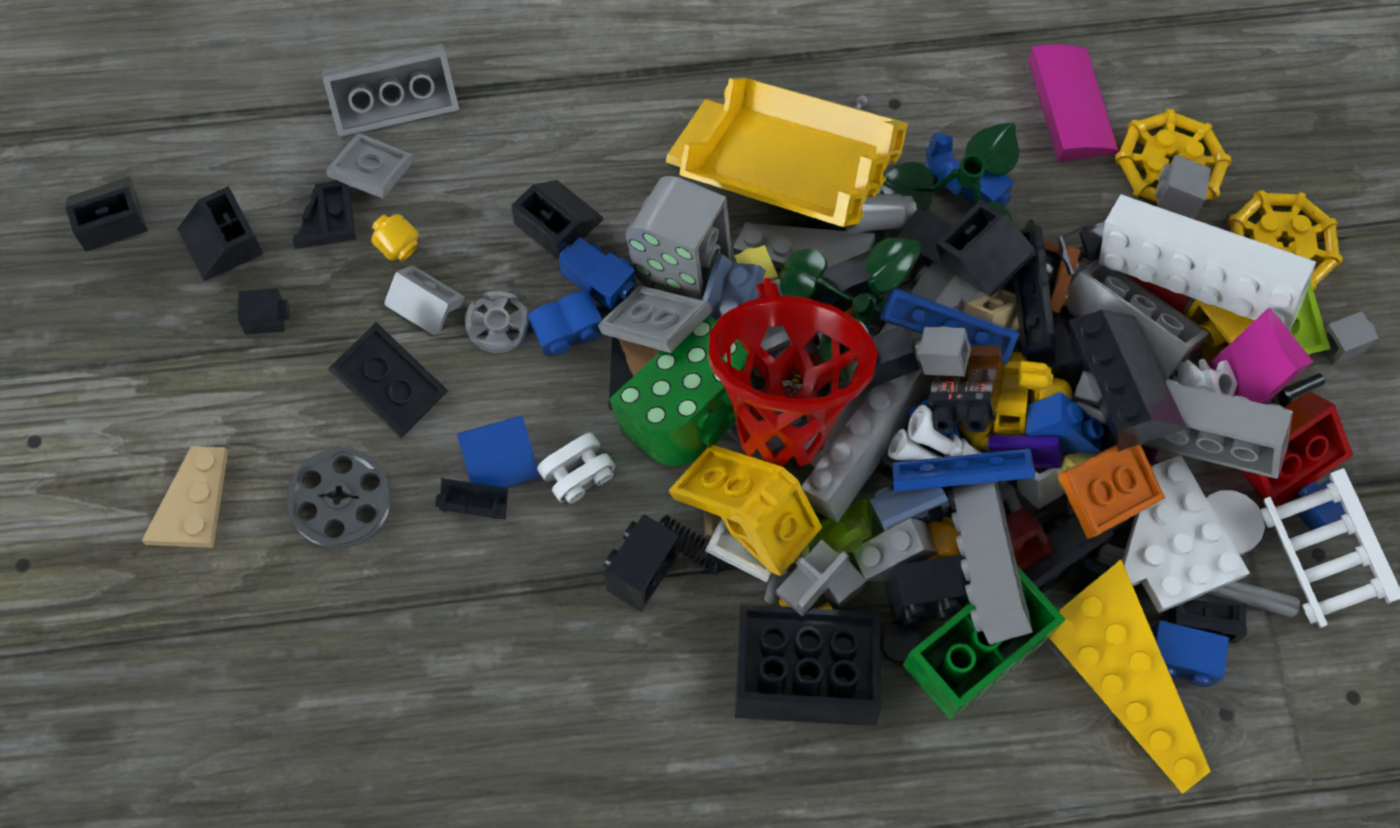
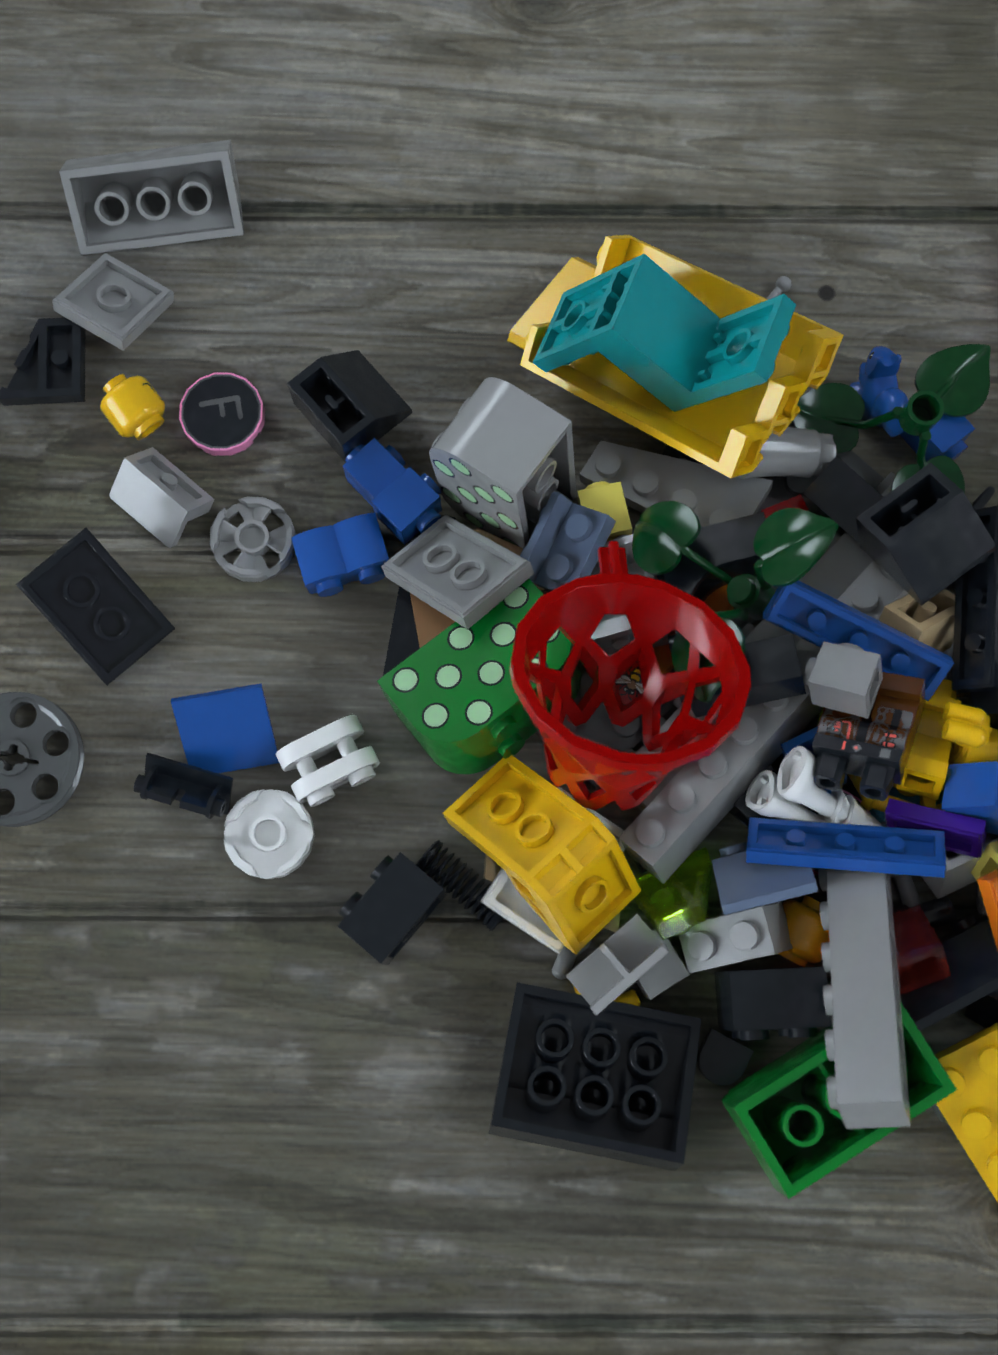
camera: 10 degrees right, 10 degrees up
(461, 236) = (222, 413): none -> black tile
(538, 528) = (268, 834): none -> white tile
(781, 137) = (665, 335): none -> teal bracket

